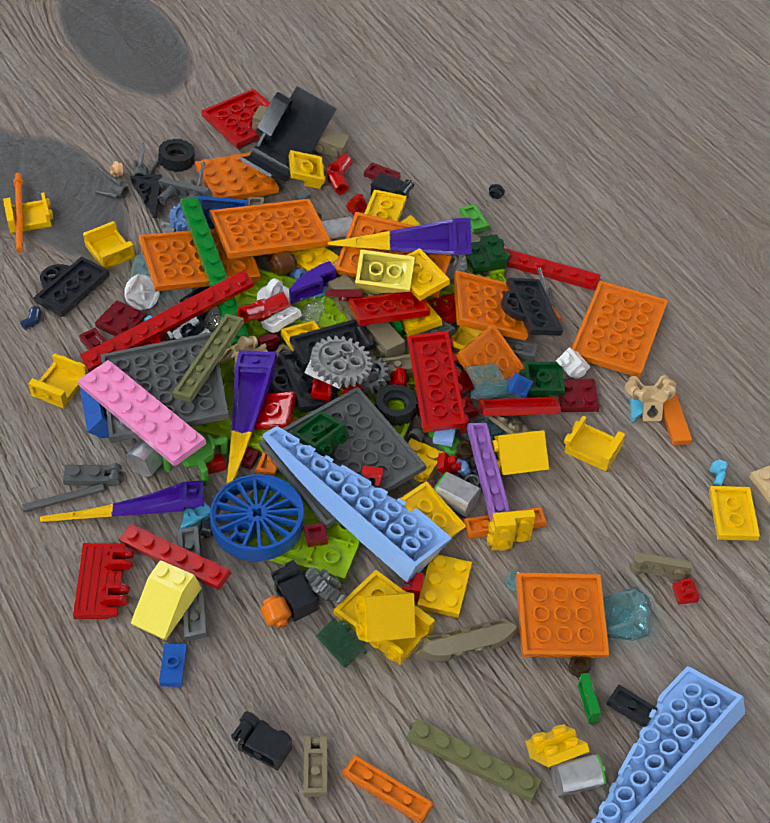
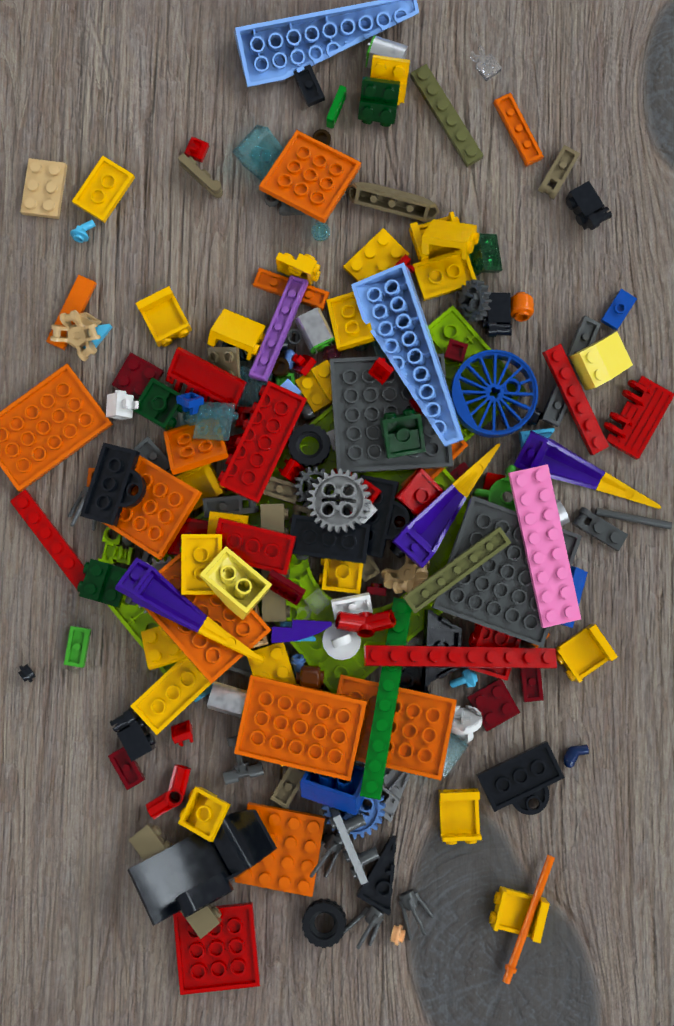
camera: 150 degrees left, 35 degrees up
(549, 718) = (378, 101): none -> dark green plate

